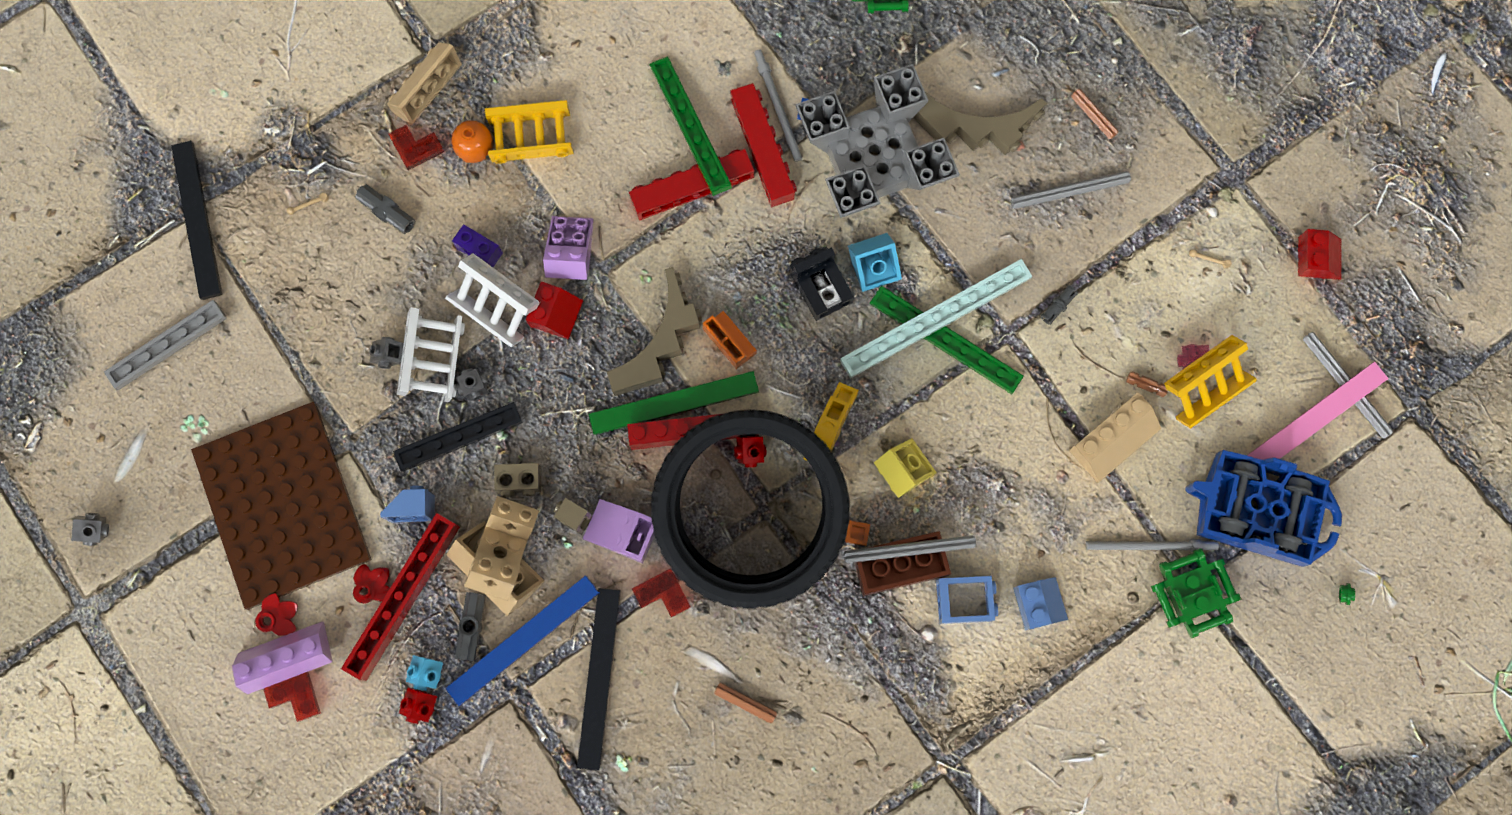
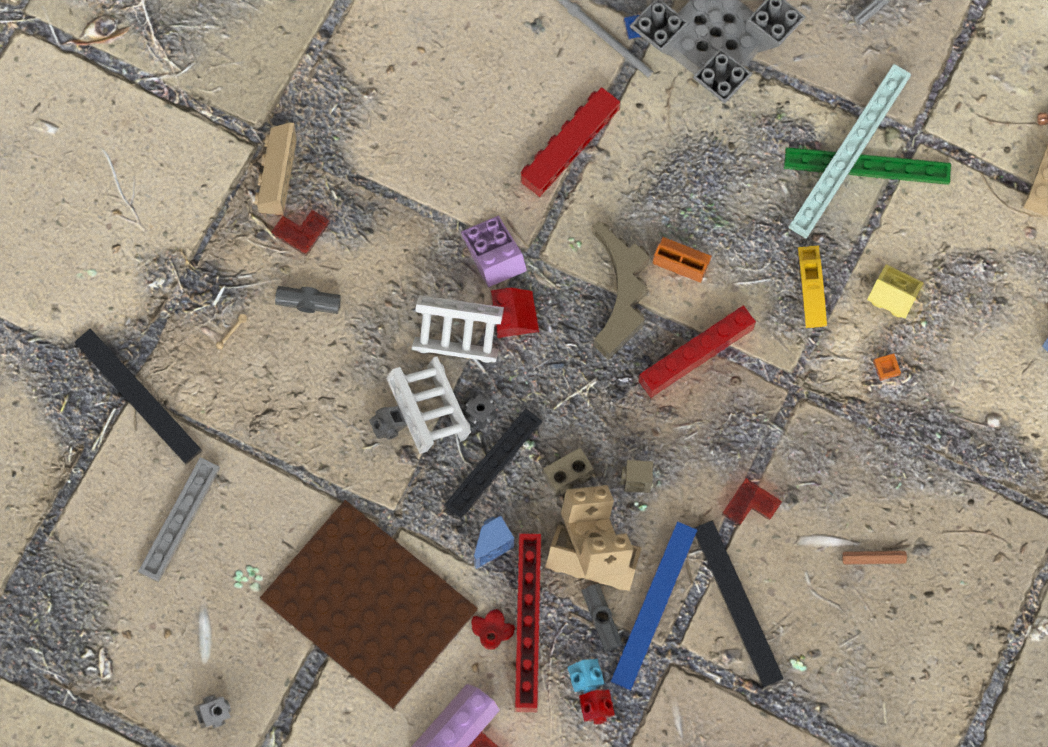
camera: 30 degrees left, 5 degrees down
(280, 616) = (426, 697): red plate -> none
(471, 242) = (407, 289): dark purple brick -> none
(472, 141) = (350, 201): orange cylinder -> none
(521, 113) = (396, 147): yellow fence -> none
(620, 530) = (685, 468): lavender slope -> none
(674, 403) = (664, 339): green tile -> none
(690, 126) = (540, 90): green tile -> none
(741, 589) = (857, 339): black tyre -> none
(750, 450) = (756, 343): red brick -> none
(762, 145) = (612, 76): red brick -> none
(812, 267) = (741, 165): black brick -> none
(875, 261) = (769, 129): medium azure slope -> none
(902, 571) = (939, 371): copper brick -> none
(909, 549) = (941, 353): light grey axle -> none
(944, 605) = (993, 387): medium blue window -> none
(1059, 304) = (946, 87): dark grey pin -> none

